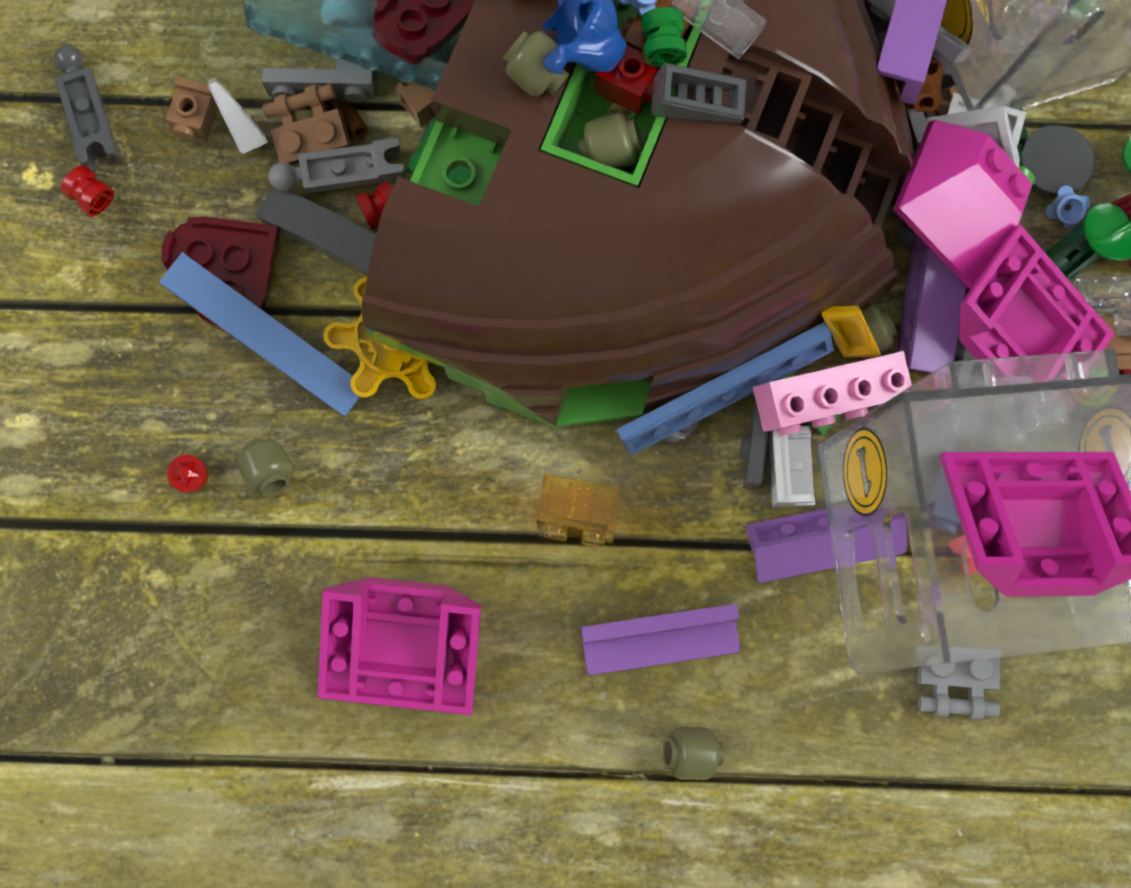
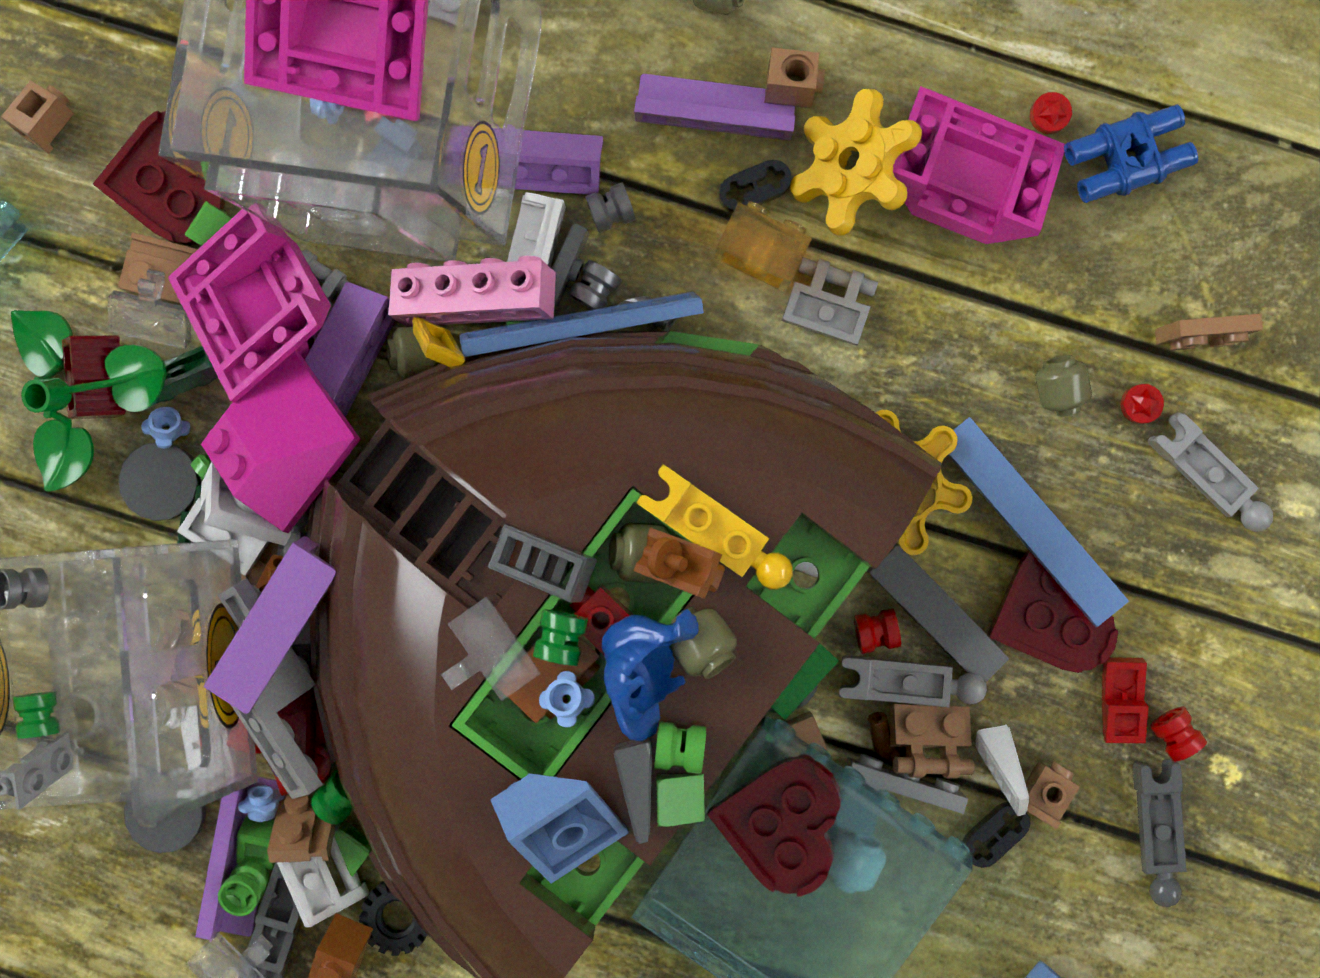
camera: 170 degrees left, 10 degrees up
(107, 426) = (1212, 473): none -> light grey plate
(142, 208) = (1123, 700): none -> red slope
(152, 545) = (1216, 330): none -> medium nougat plate
(231, 68) = (1001, 842): none -> black beam
(235, 698) = (1134, 135): none -> blue pin
(340, 723) = (1050, 113): none -> red tile
(495, 622) = (873, 171): none -> yellow plate
(505, 474) = (825, 312): none -> light grey plate
(555, 165) = (718, 529): none -> yellow plate
(576, 122) = (680, 564): none -> dark orange hips
(608, 580) = (751, 177): none -> black beam
(609, 694) = (789, 92): none -> medium nougat brick
(722, 436) = (595, 286): none -> flat silver wheel
(730, 512) = (610, 208): none -> flat silver wheel

